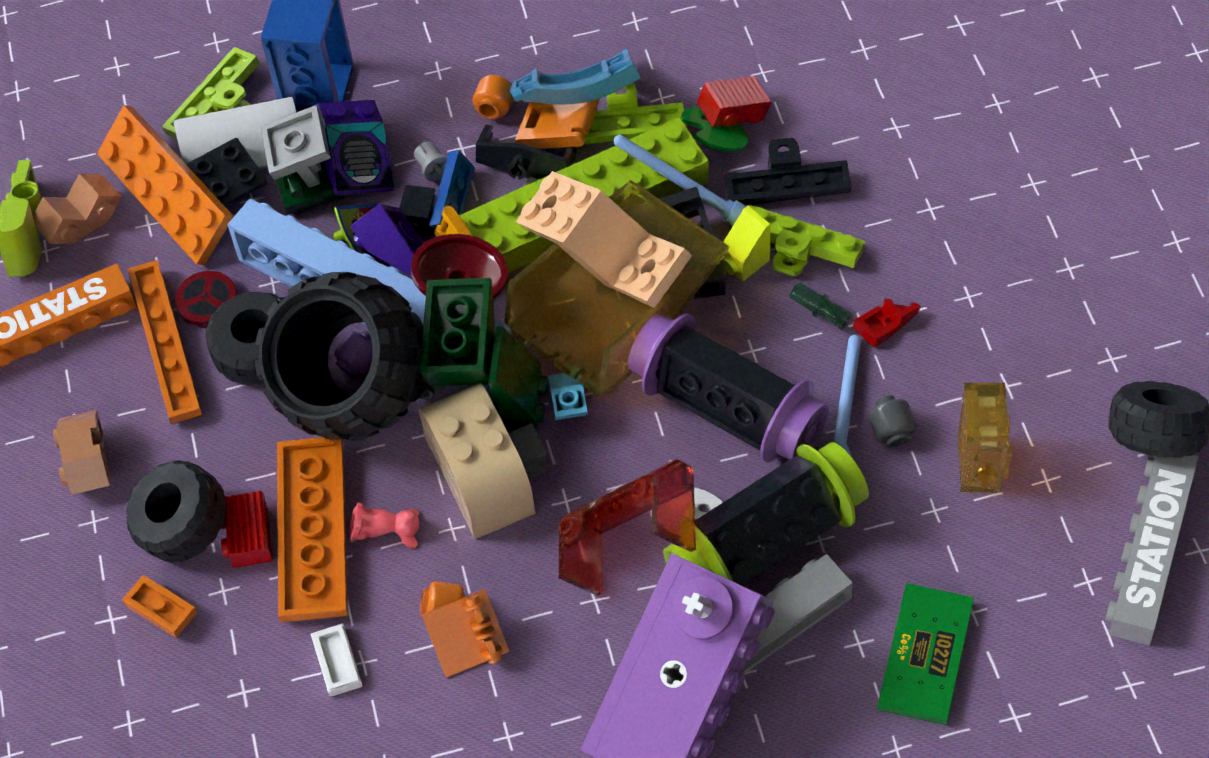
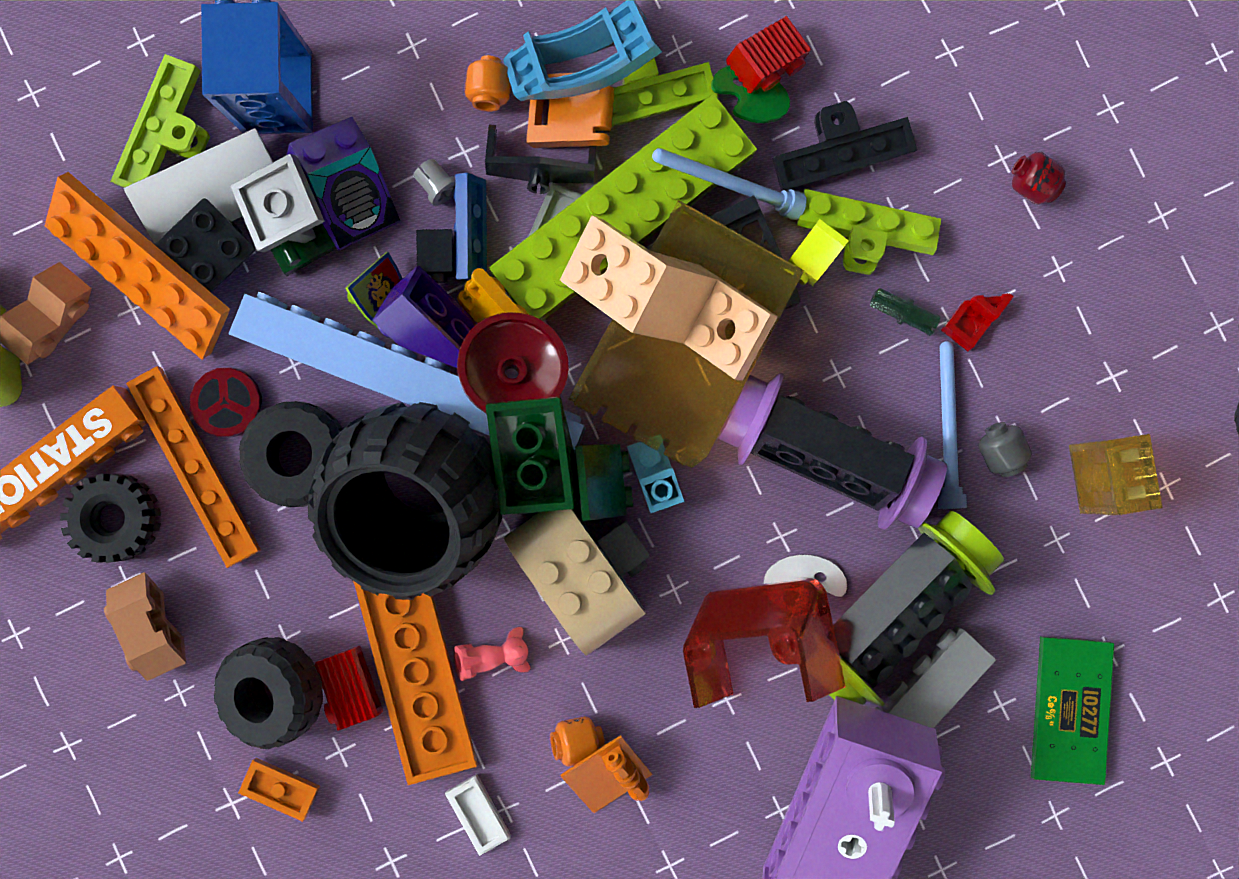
camera: 15 degrees left, 30 degrees up
(72, 351) = (85, 514): none -> black tyre
(955, 219) = (1038, 178): none -> dark red head

